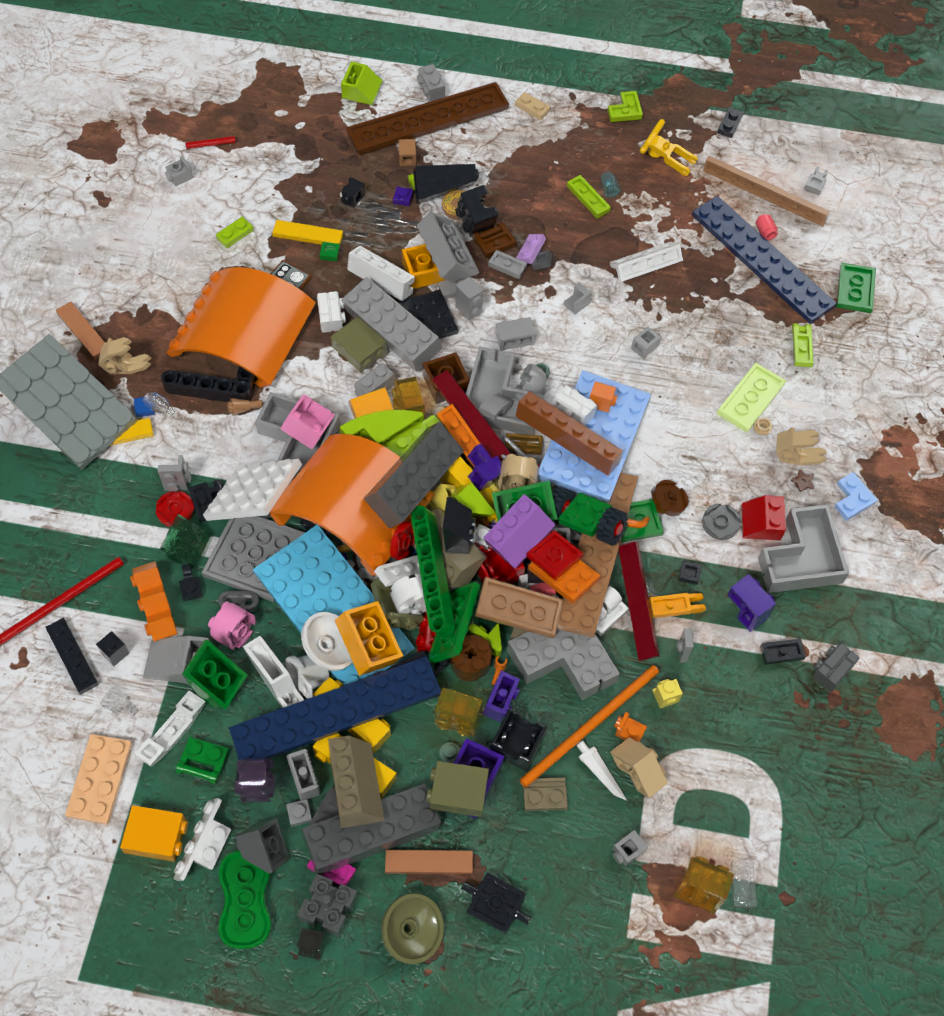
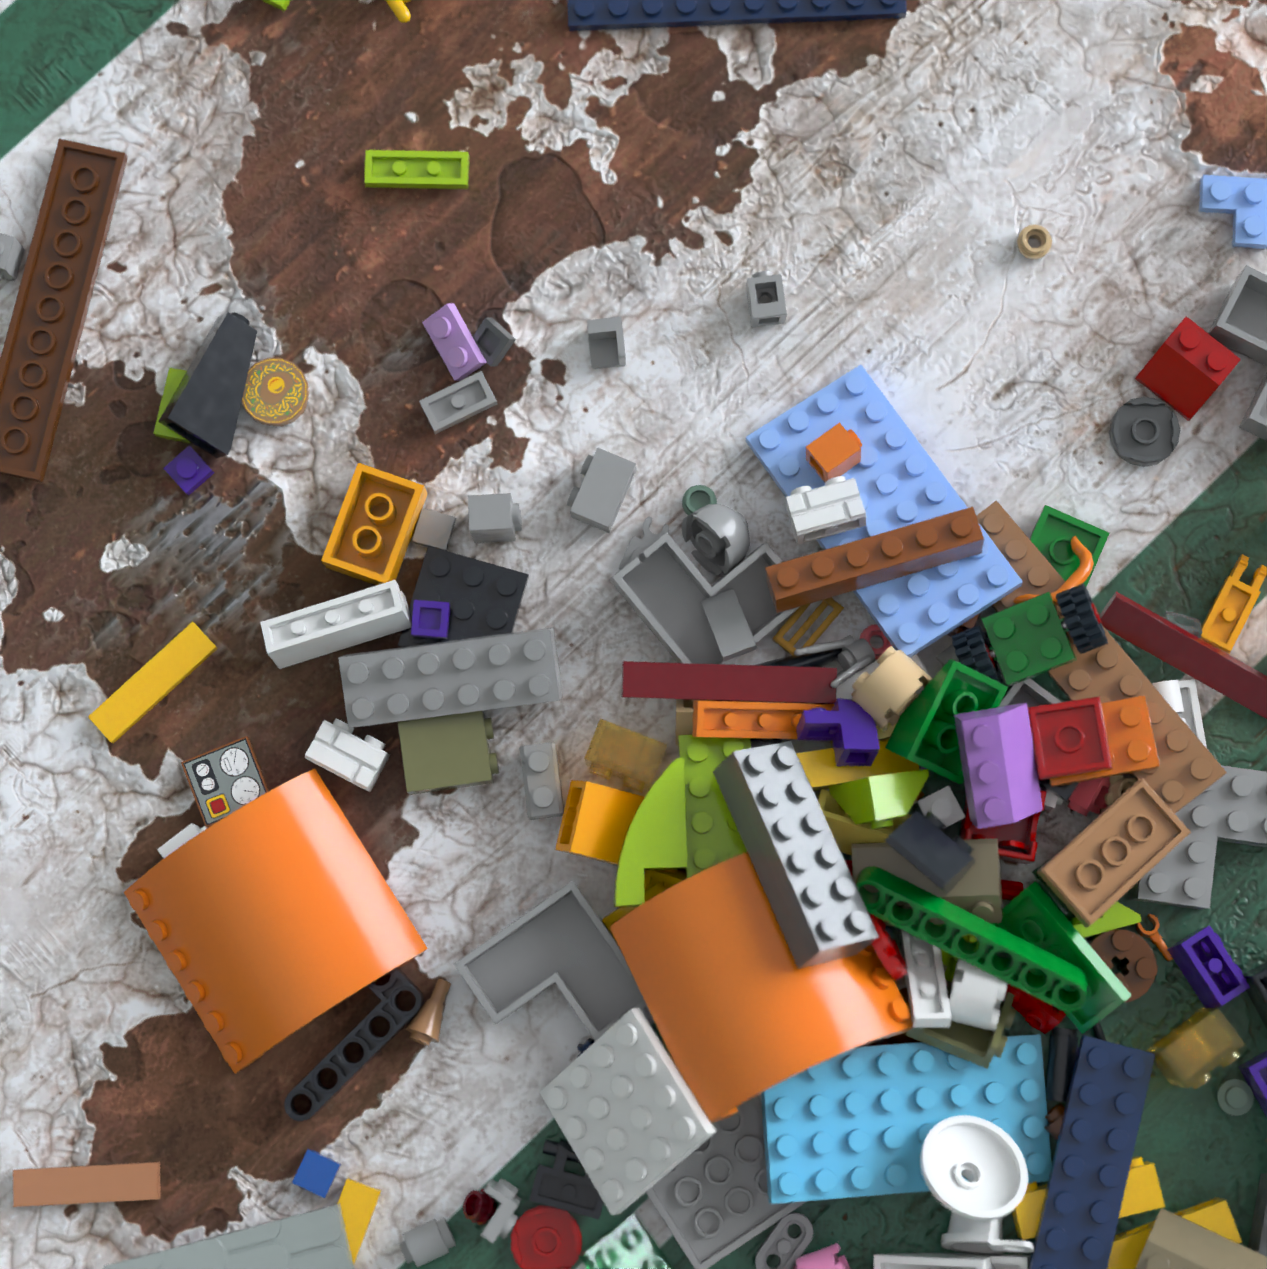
camera: 50 degrees left, 20 degrees up
(117, 360) = (195, 1164): tan piece -> none
(142, 462) = (427, 1242): none -> light grey brick
(158, 403) = (333, 1151): clear plant -> none
(234, 232) = (59, 803): lime plate -> none
(307, 421) = (557, 943): bright pink container -> none
(329, 251) = (220, 673): green plate -> none
(353, 192) = (124, 552): black brick -> none
(368, 638) = (1007, 1105): light orange brick -> none
(407, 152) = (103, 399): medium nougat brick -> none
(409, 301) = (430, 619): none -> dark purple plate
(437, 366) = (602, 654): reddish brown brick -> none
(446, 247) = (381, 489): light grey slope -> none
(473, 213) = (325, 391): black piece -> none
(500, 242) = (402, 389): reddish brown plate -> none
(532, 106) = (152, 113): tan plate -> none
(609, 184) = (419, 116): clear light blue brick -> none
(647, 260) = (616, 173): white fence -> none
(663, 504) = (1054, 495): reddish brown plate -> none
(689, 572) = (1197, 545): black plate -> none
(751, 397) = (970, 216): yellowish green tile -> none
(790, 447) = (1108, 232): tan piece -> none
(802, 345) = (938, 63): lime plate -> none
(803, 485) = (1162, 267): reddish brown plate -> none

